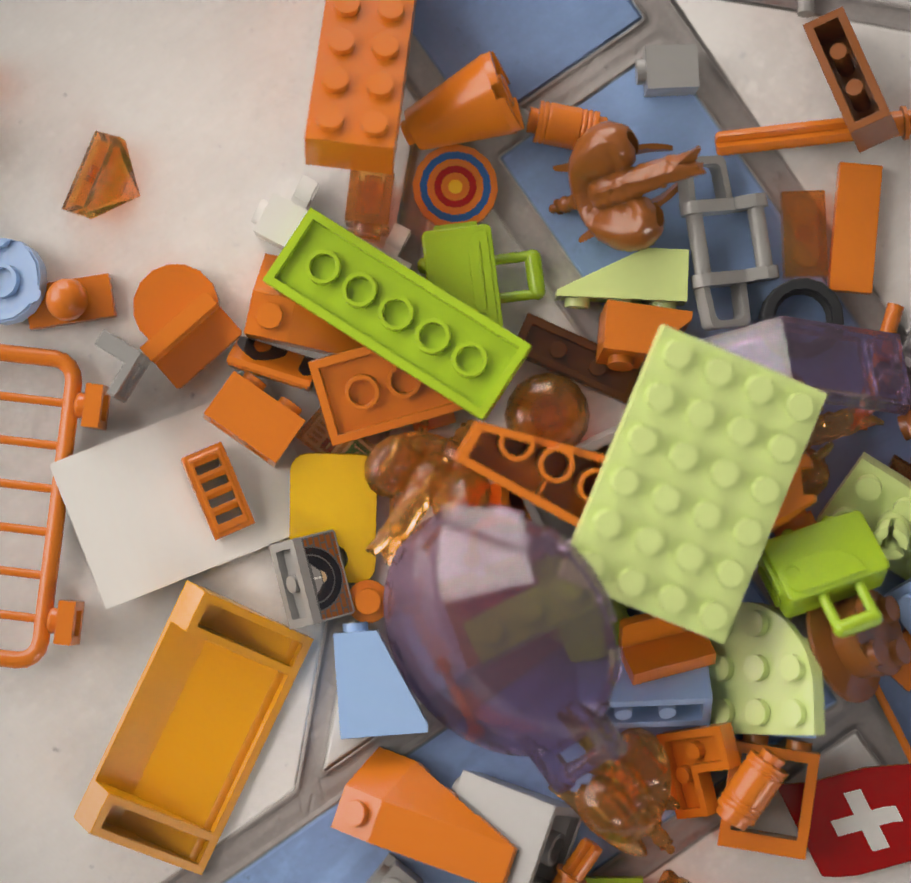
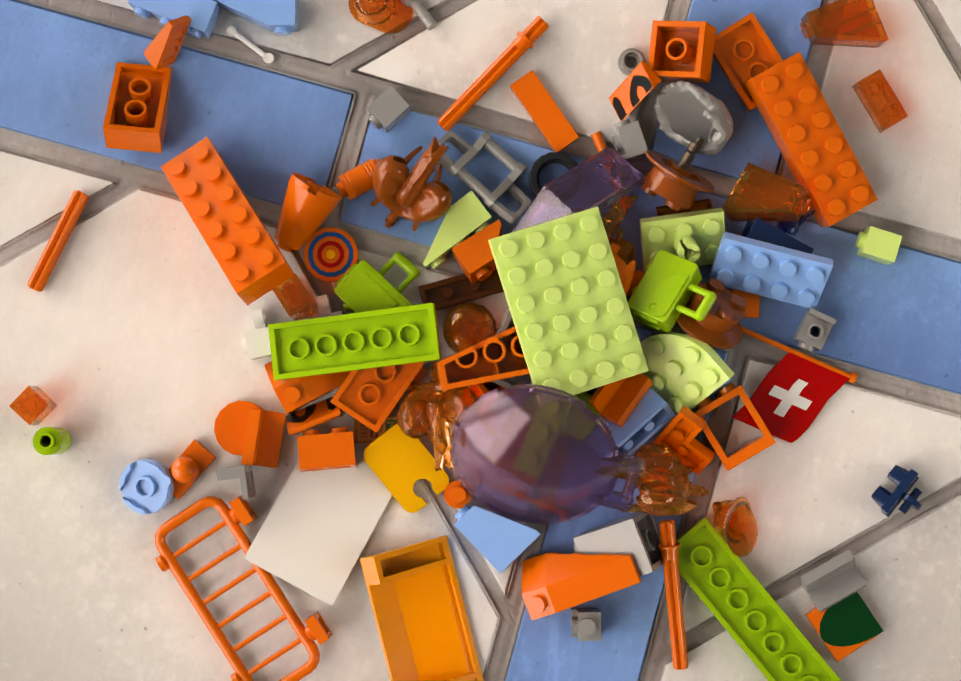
camera: 35 degrees left, 0 degrees up
(103, 178) = (152, 394): clear orange slope -> none
(202, 457) = (317, 490): orange slope -> none
(311, 579) = (421, 506): panel -> none
(751, 788) = (721, 429): orange head -> none
(803, 234) = (521, 135): clear orange plate -> none
(851, 79) = (481, 41): dark orange brick -> none

